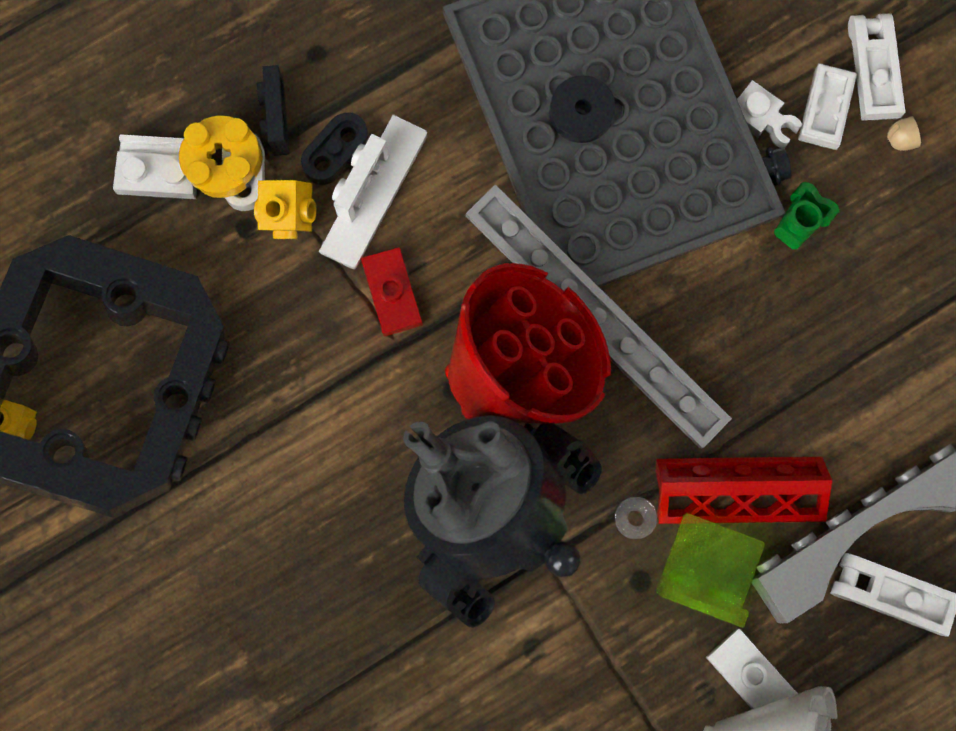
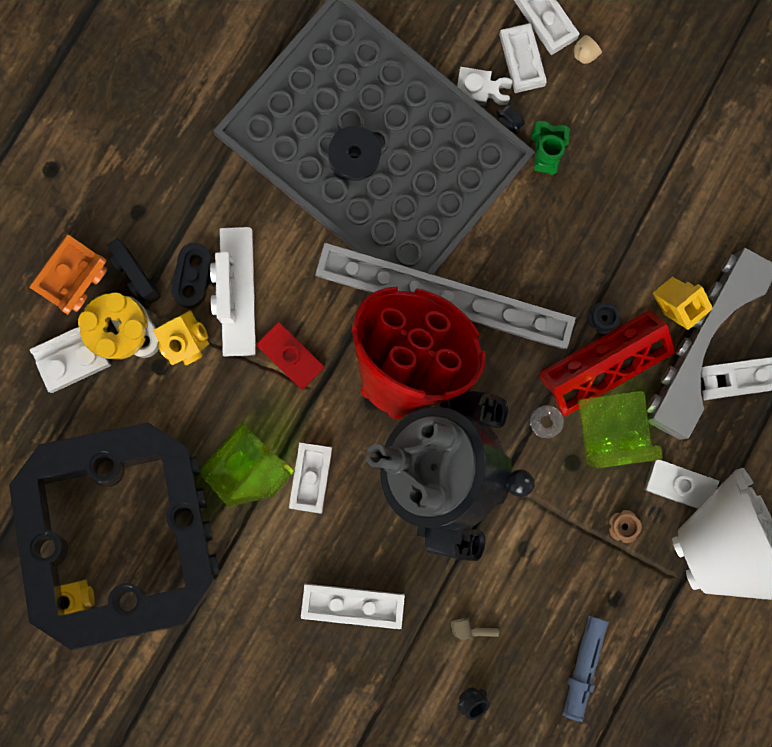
camera: 30 degrees left, 5 degrees up
(204, 75) = (69, 275): none -> orange bracket
(273, 385) = (245, 469): none -> clear neon green slope
(304, 601) = (352, 606): none -> white plate
(338, 434) = (310, 478): none -> white plate
(411, 700) = (462, 630): none -> dark tan hand
(672, 688) = (633, 523): none -> medium nougat plate
(774, 432) = (610, 312): none -> black plate
(864, 466) = (682, 302): none -> yellow brick

